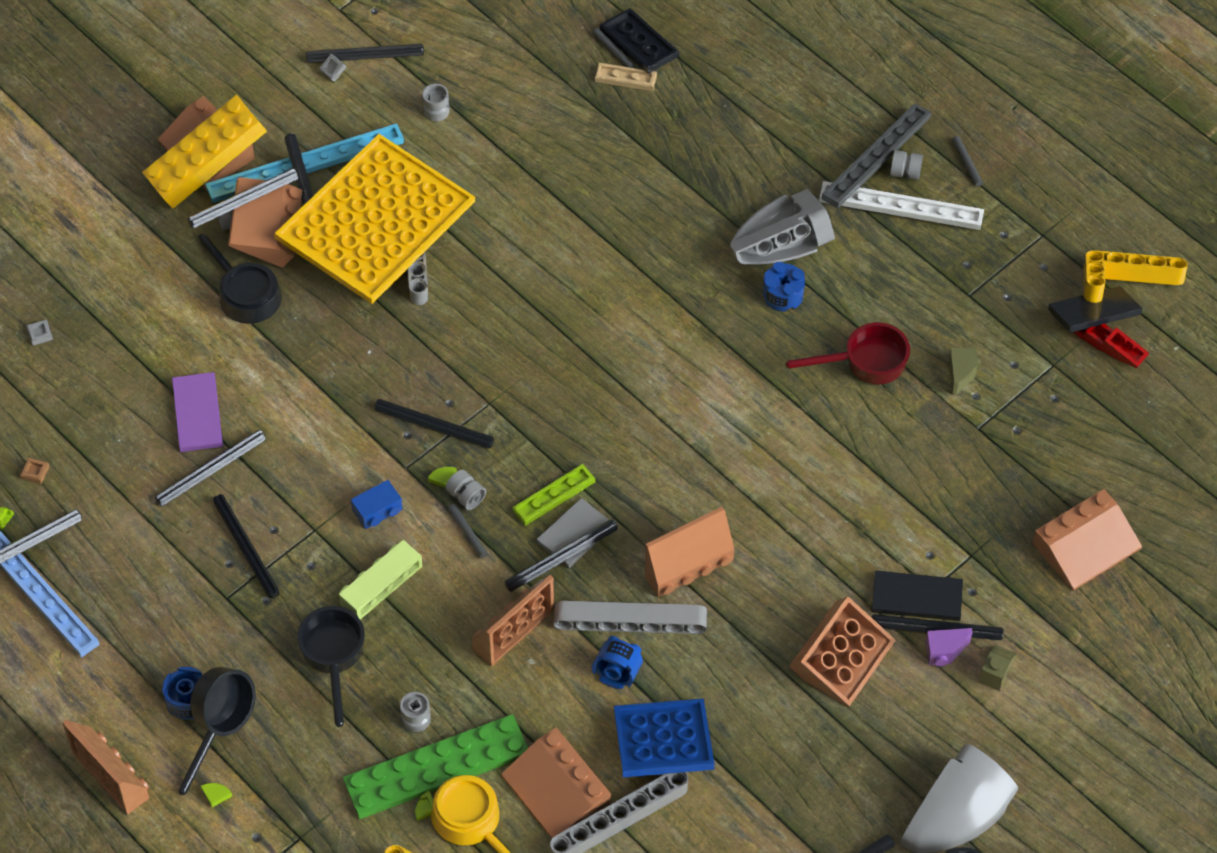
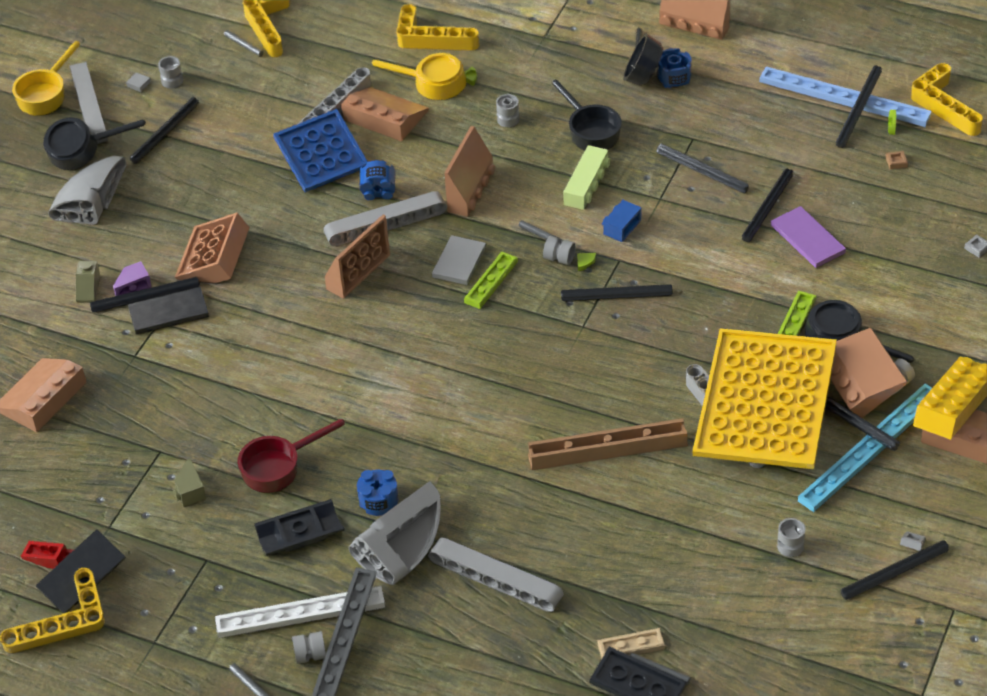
camera: 160 degrees right, 10 degrees down
(216, 793) = (616, 35): lime tile -> none
(242, 198) = (886, 361): axle -> none
(279, 322) = (797, 314): none -> lime tile
(430, 766) = (475, 97): bright green plate -> none
(542, 255) = (607, 444): none -> medium nougat tile
(561, 555) = (458, 234): black axle -> none
(710, 172) = (496, 574): none -> light grey beam
(872, 279) = (298, 528): none -> black piece

